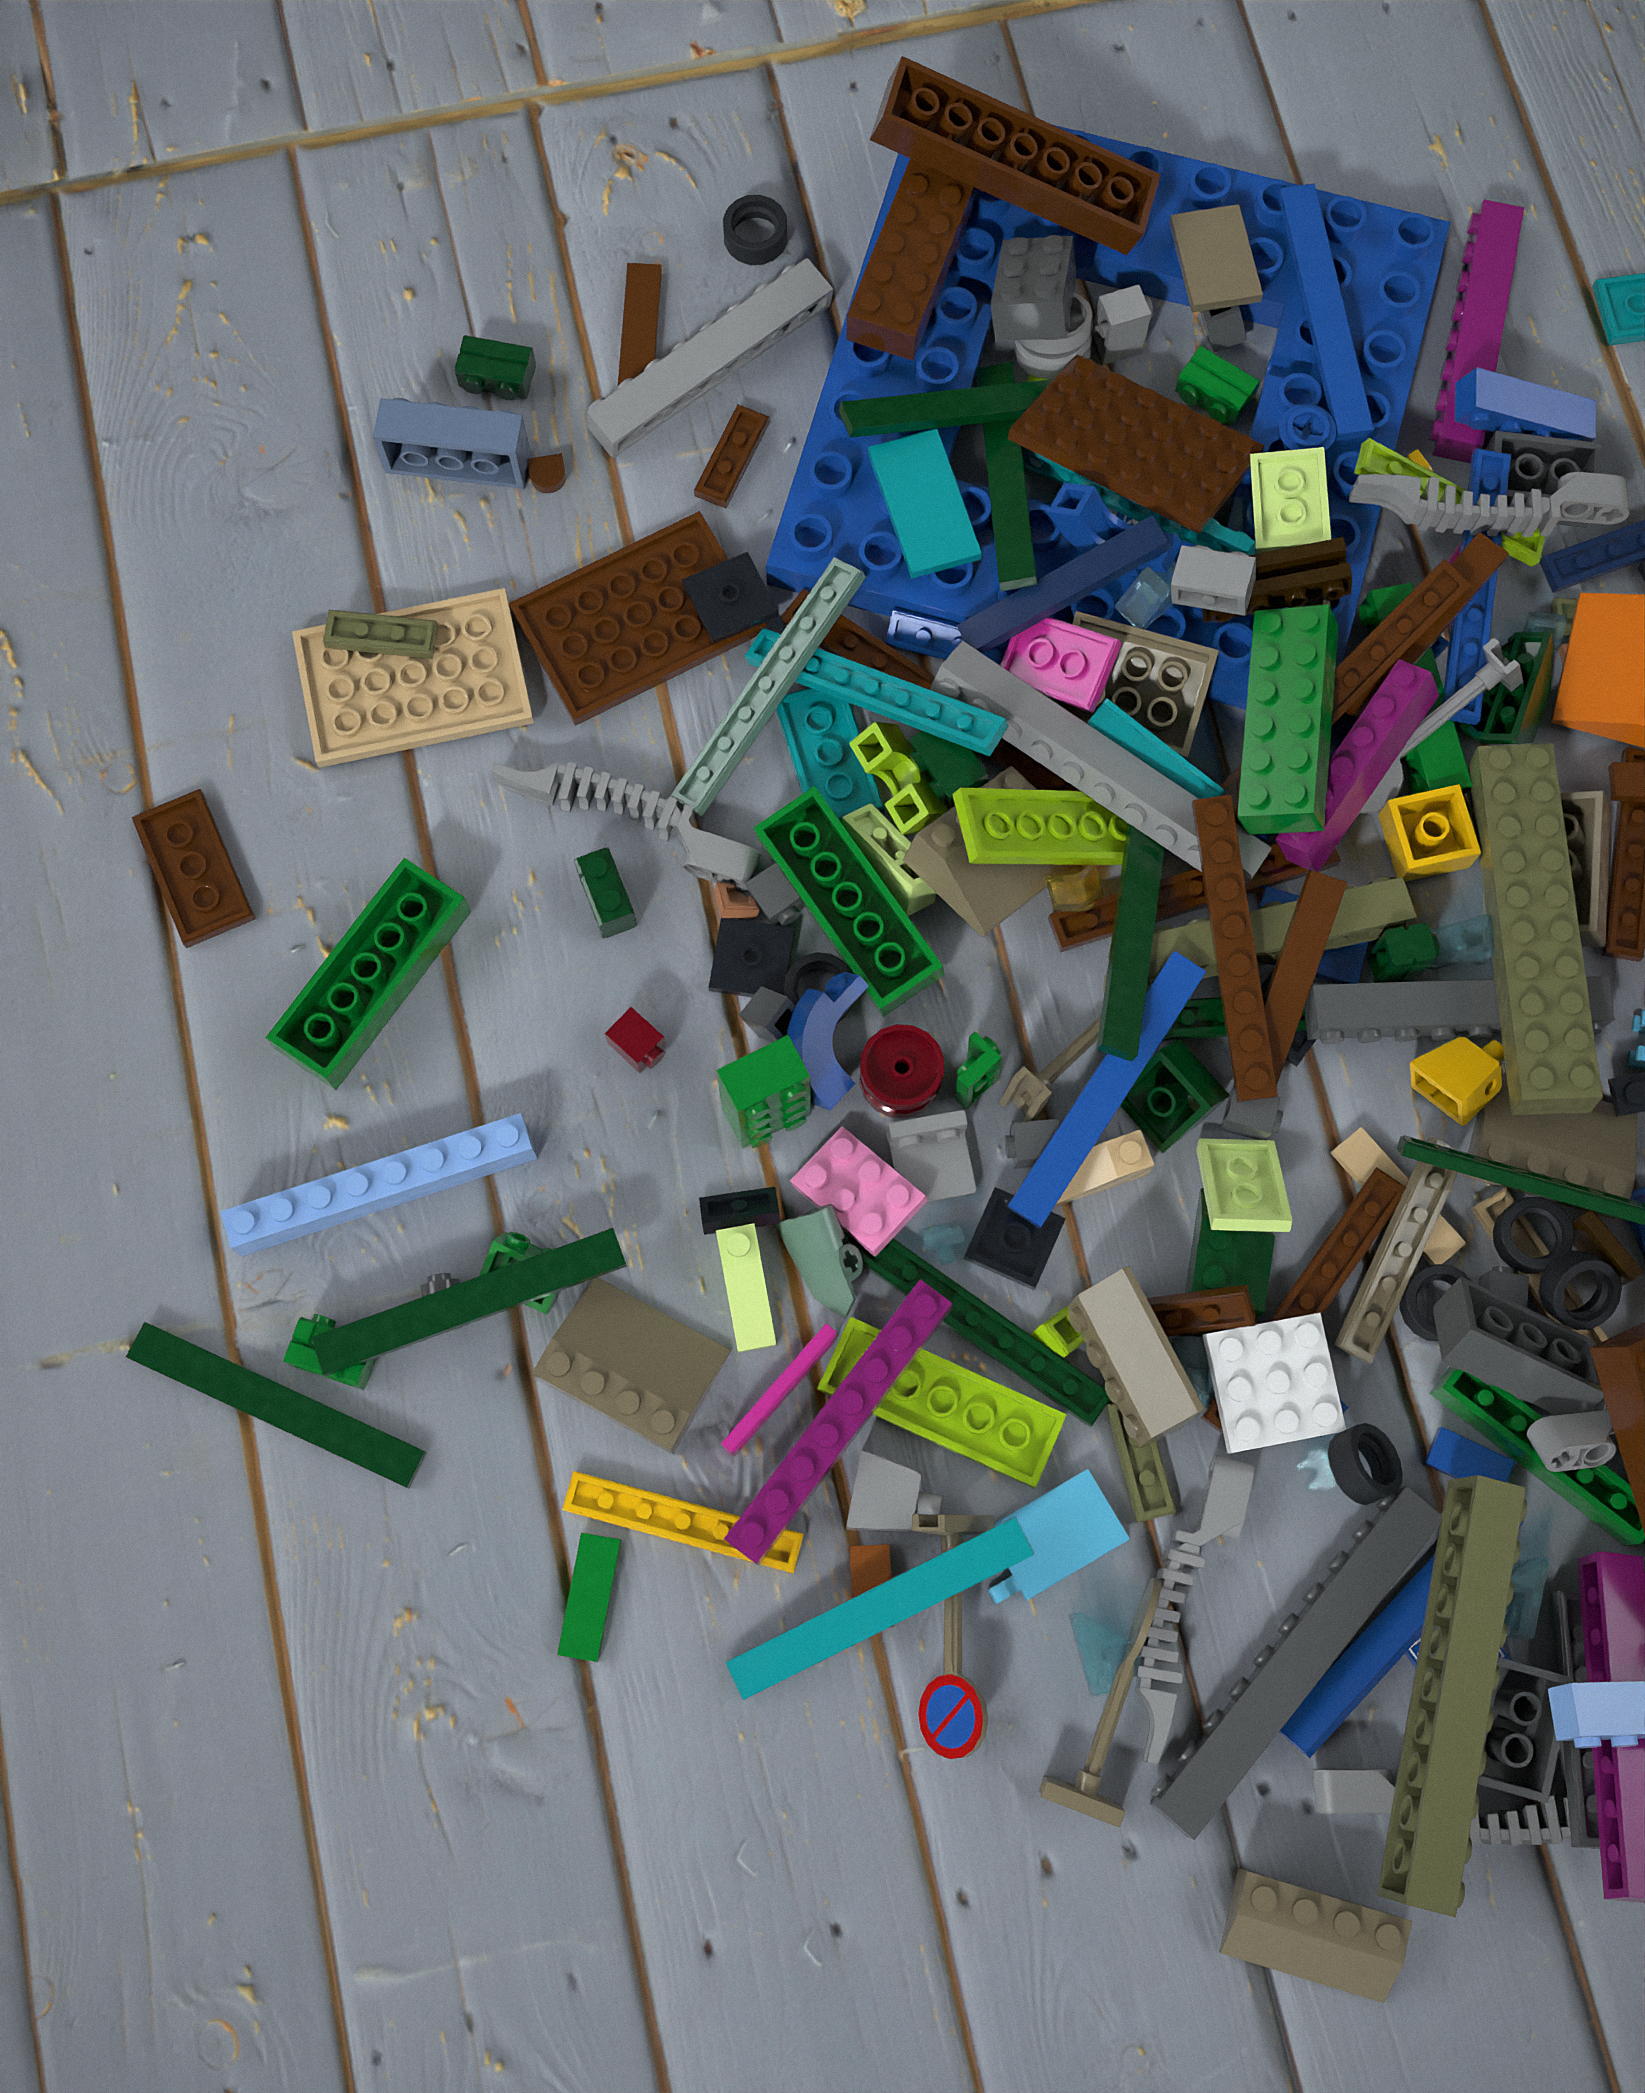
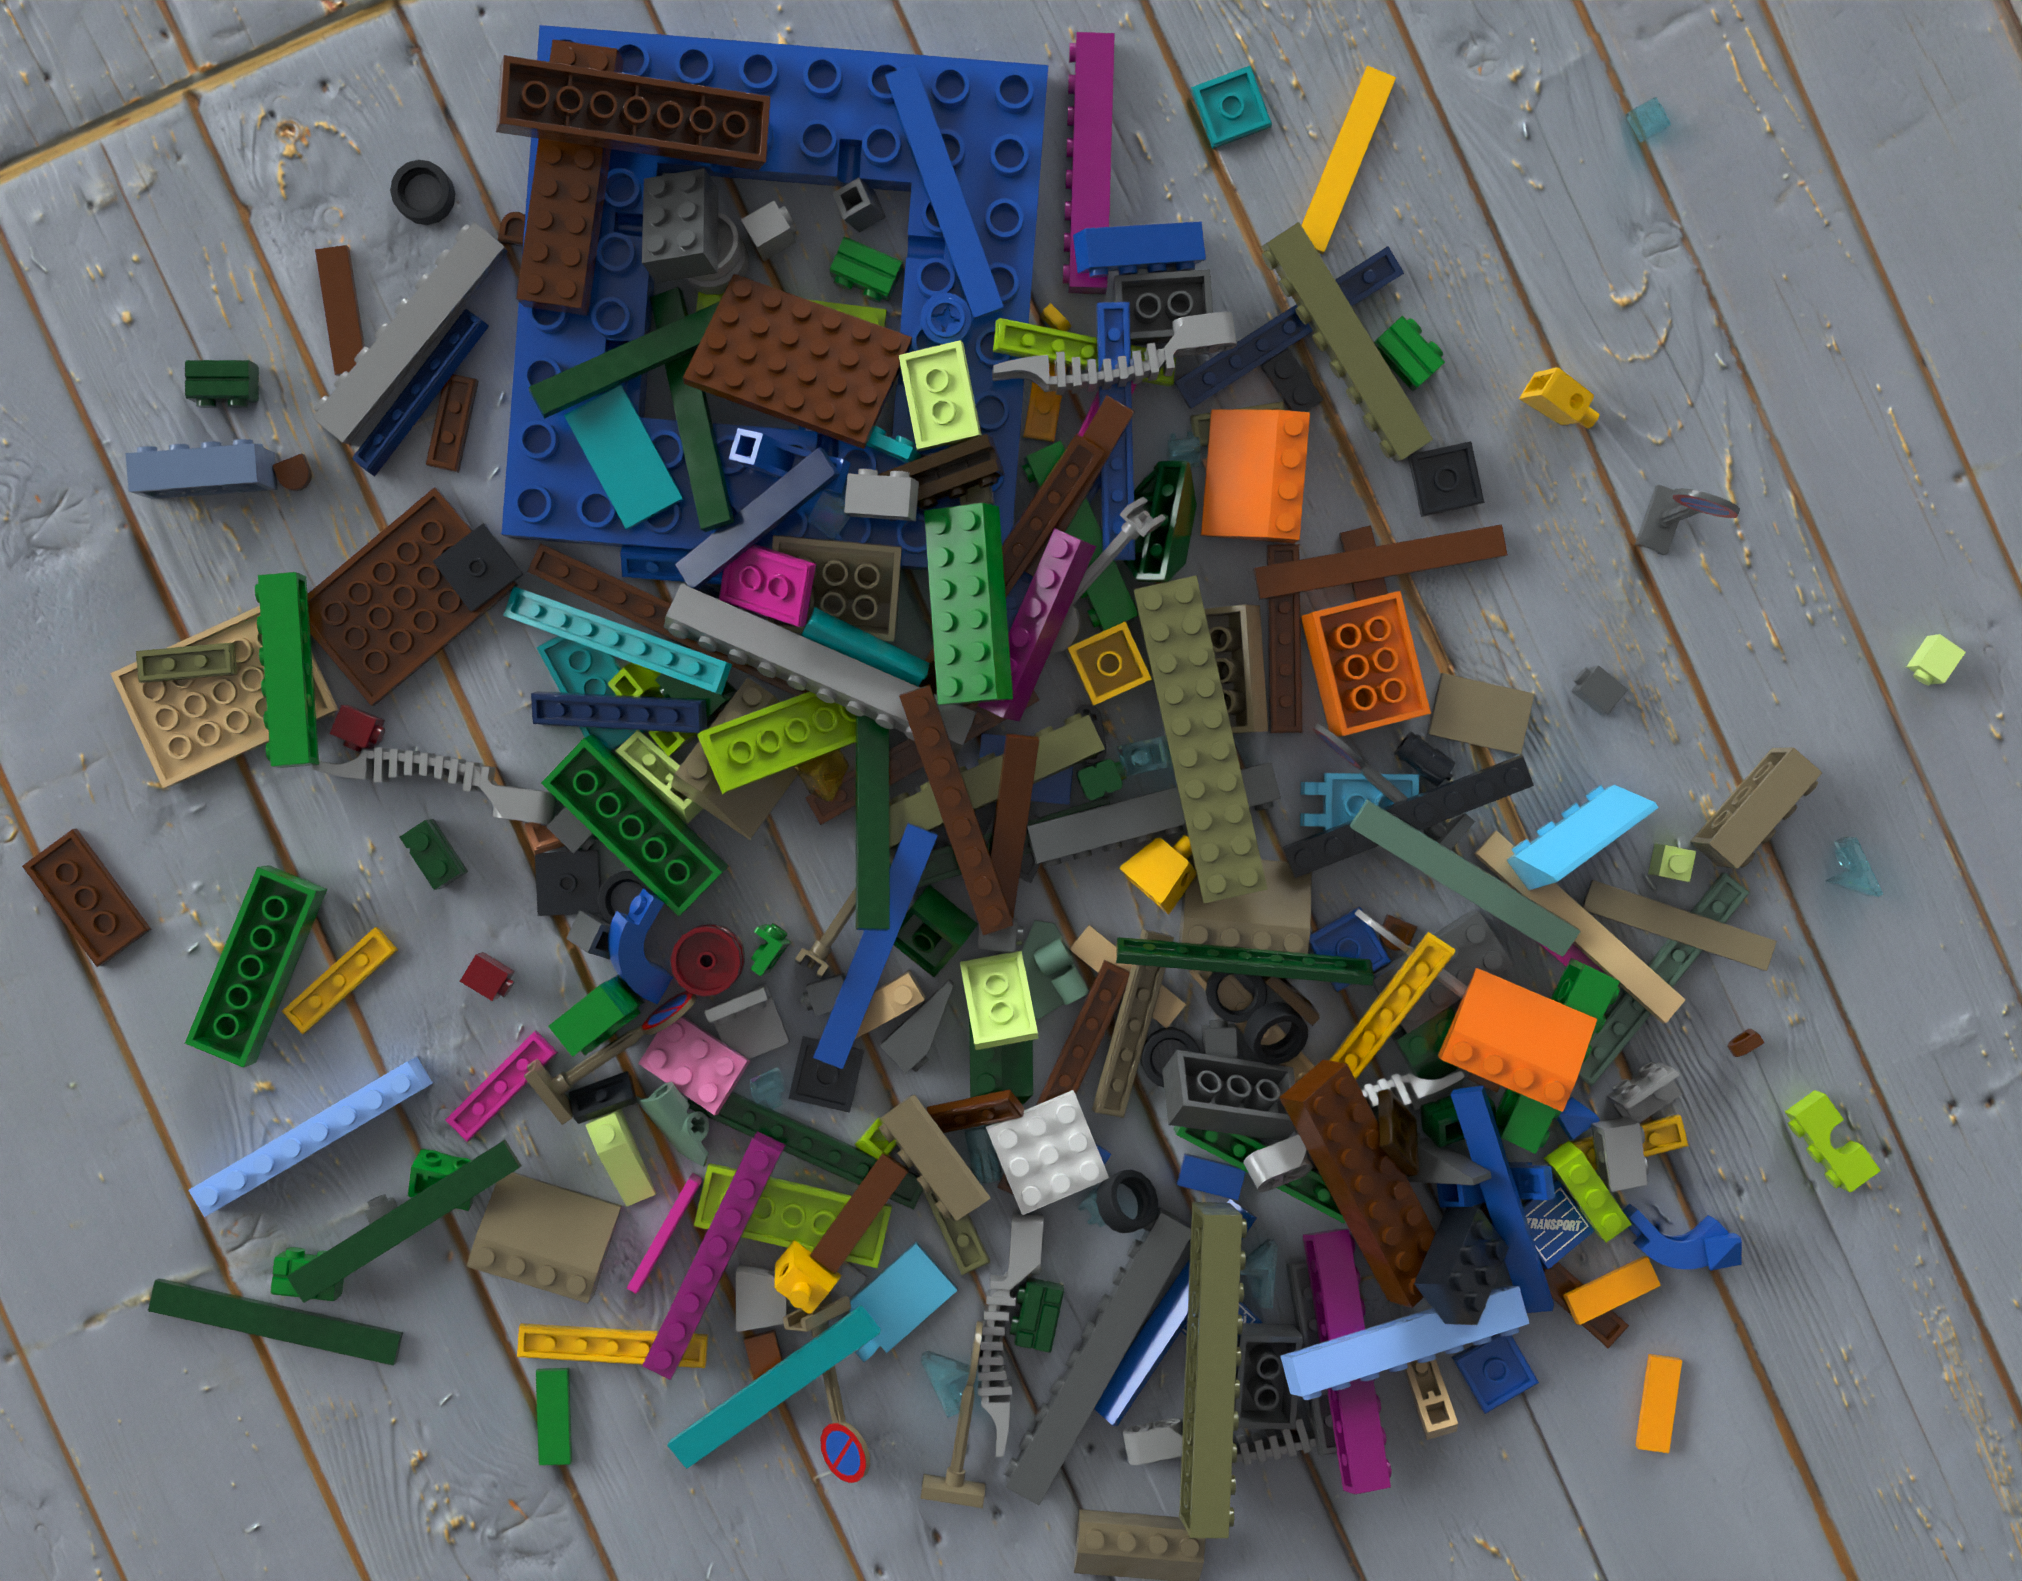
camera: 10 degrees left, 15 degrees up
(458, 1017) = (339, 980): none -> yellow tile
(493, 659) = (287, 670): none -> green brick
(552, 740) = (357, 728): none -> dark red brick
(619, 1176) = (499, 1087): none -> dark pink tile
(687, 1184) = (553, 1089): none -> dark tan piece
(705, 417) = (420, 392): none -> dark blue tile
(768, 686) = (528, 644): sand green tile -> none
(843, 283) = (512, 229): none -> reddish brown tile
(857, 772) = (619, 712): none -> dark blue tile
(946, 1474) = (803, 1278): none -> yellow torso
(1028, 1408) = (859, 1212): none -> reddish brown tile
(1129, 1214) = (914, 1037): none -> dark grey slope
(1215, 258) = (838, 158): dark tan tile -> none
(1227, 1590) = (1038, 1314): none -> dark green brick
(1309, 1168) = (1050, 969): none -> sand green panel
(1390, 553) = (1042, 412): none -> light orange tile

